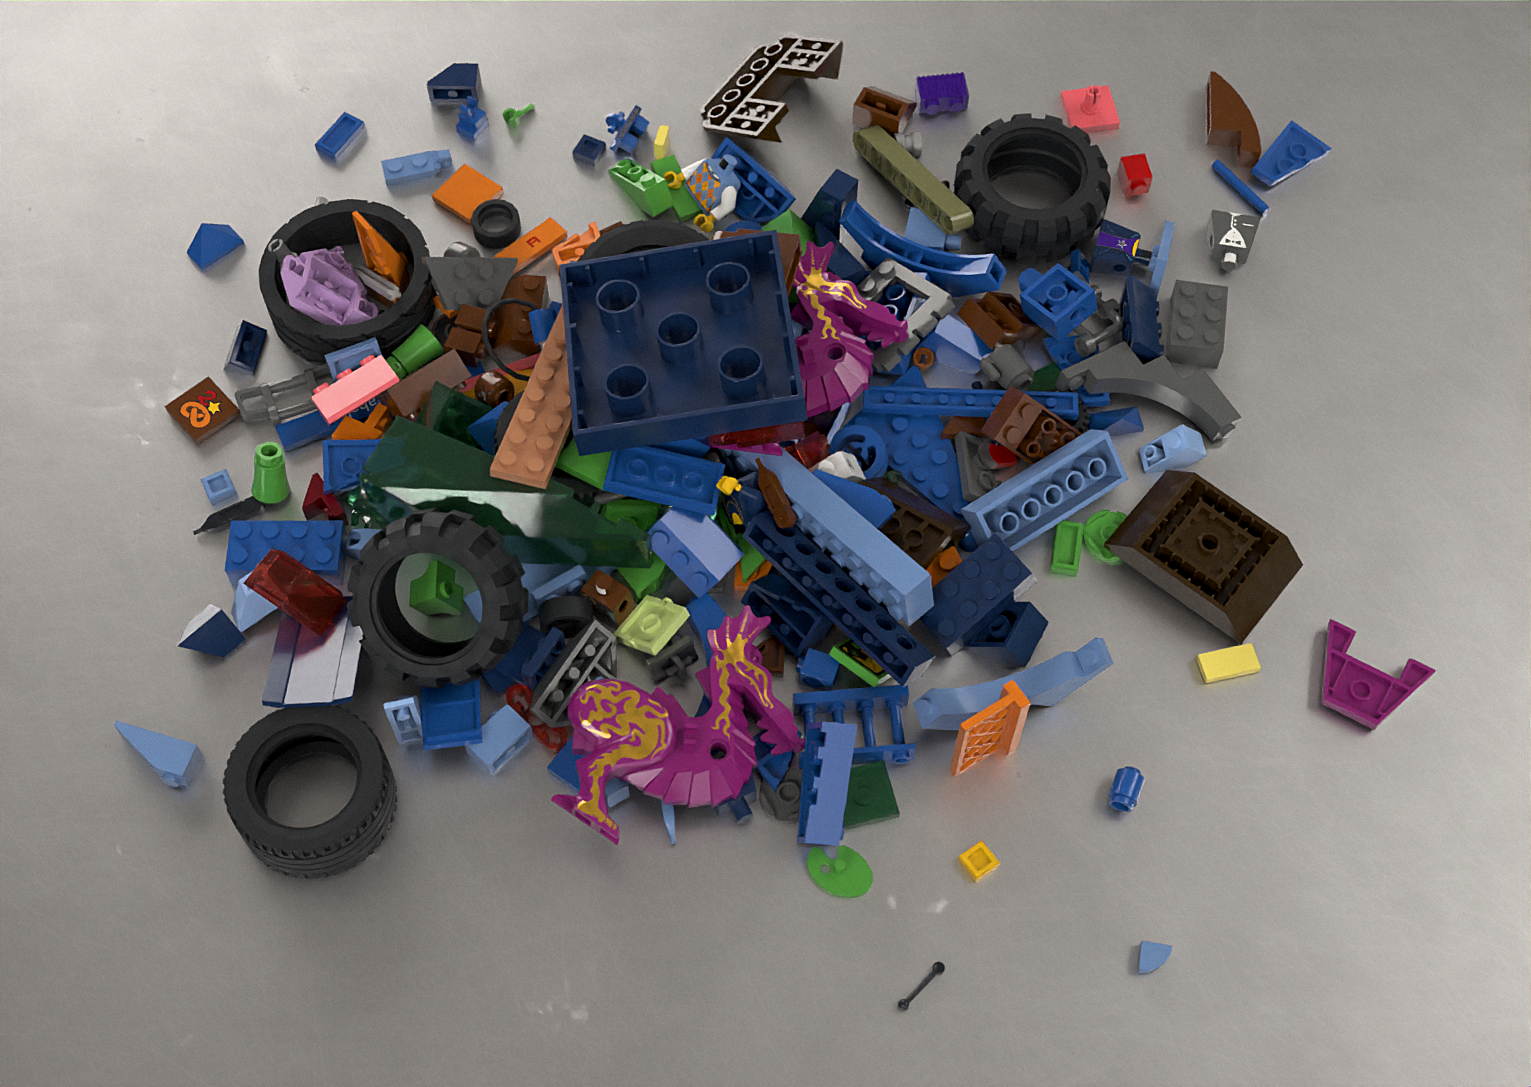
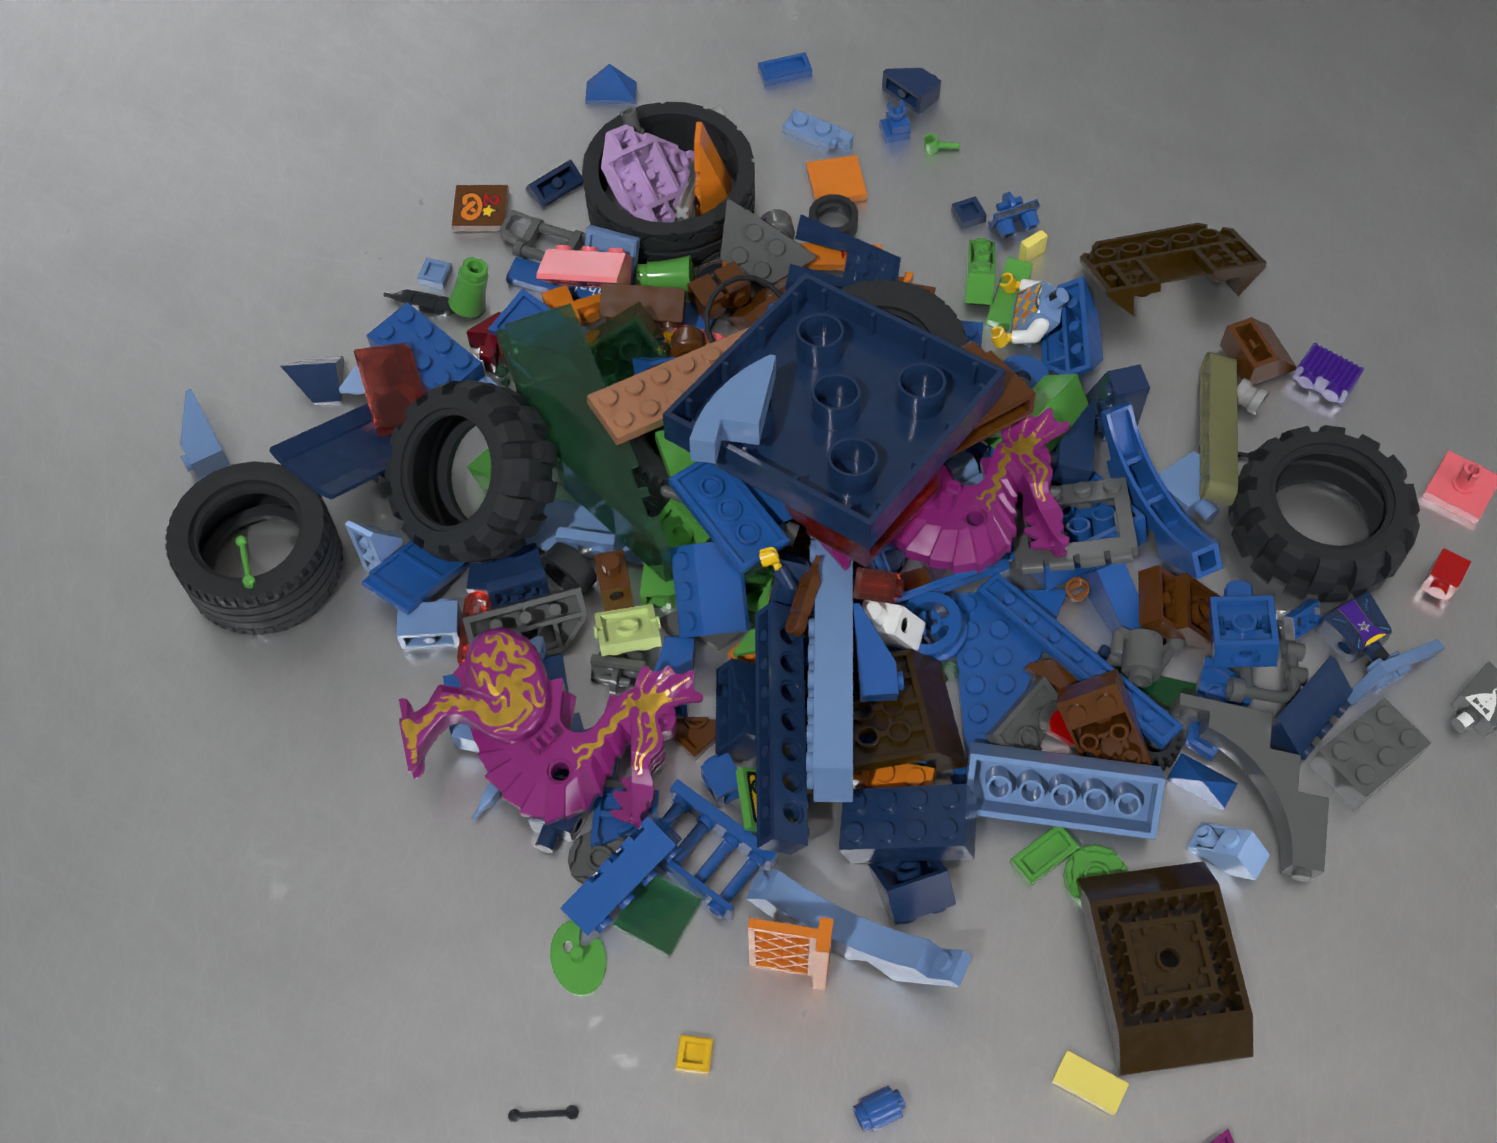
camera: 45 degrees right, 0 degrees up
(351, 808) = (248, 580): none -> bright green hinge
(560, 239) = (862, 259): none -> dark blue wing
(632, 392) = (735, 411): none -> medium blue slope

